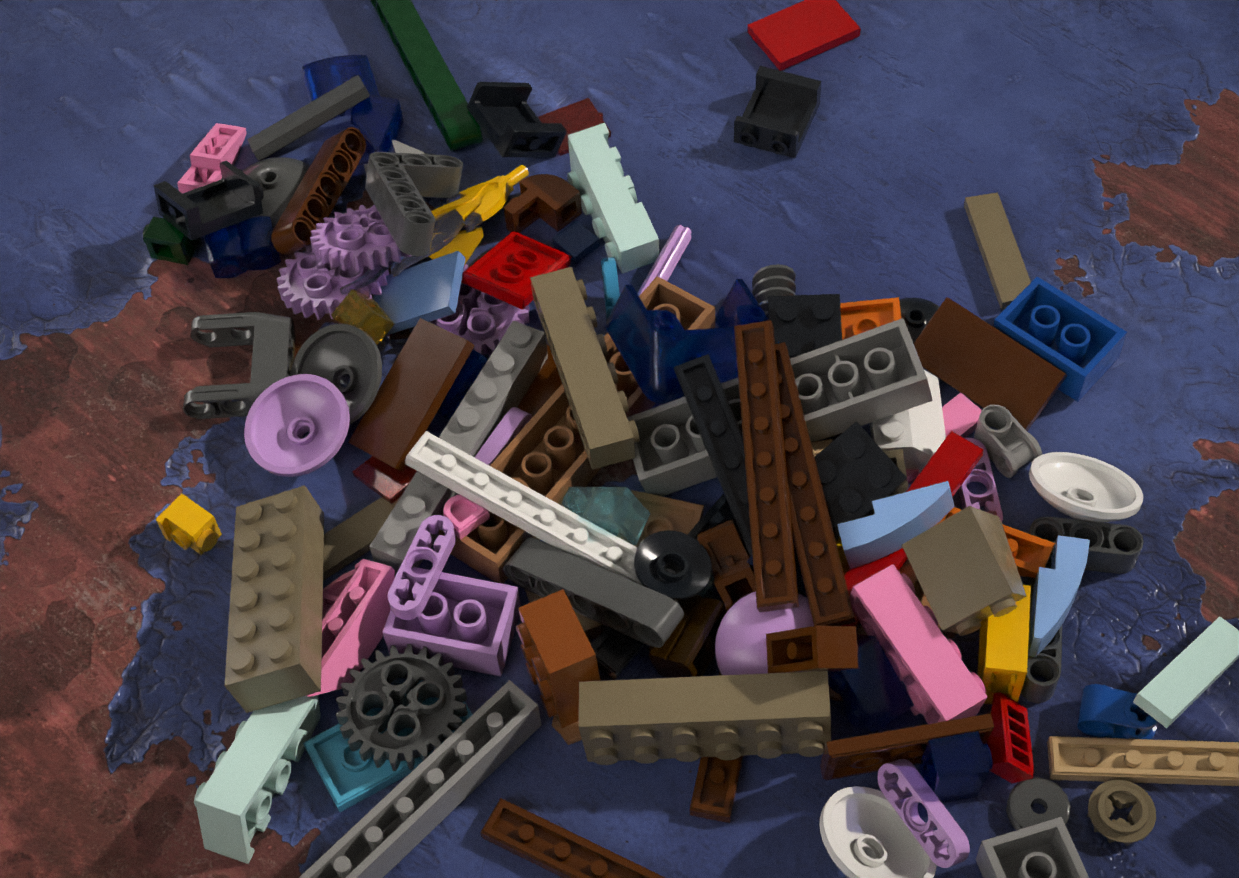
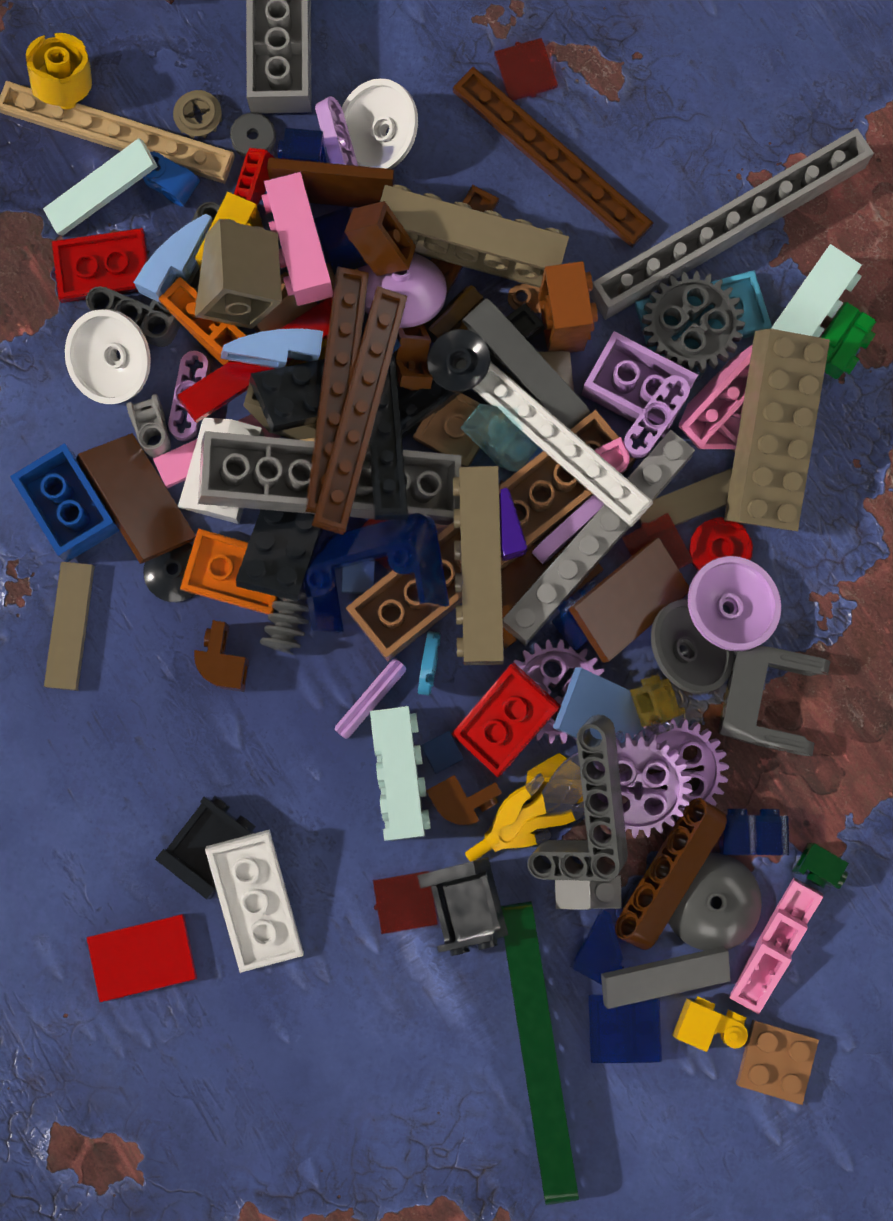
camera: 165 degrees left, 25 degrees up
(189, 525) = (836, 539): yellow brick -> none
(193, 98) = (777, 1062): none -> medium nougat plate
(209, 734) = (847, 333): none -> green brick
(211, 206) = (778, 877): black panel -> none
(268, 103) = (700, 1022): none -> yellow brick
(333, 489) = (717, 540): none -> red tile
(557, 405) = (511, 533): none -> dark purple slope
(716, 82) = (254, 901): none -> white tile
(828, 247) = (215, 666): none -> reddish brown brick
(1148, 601) = (99, 260): none -> red tile

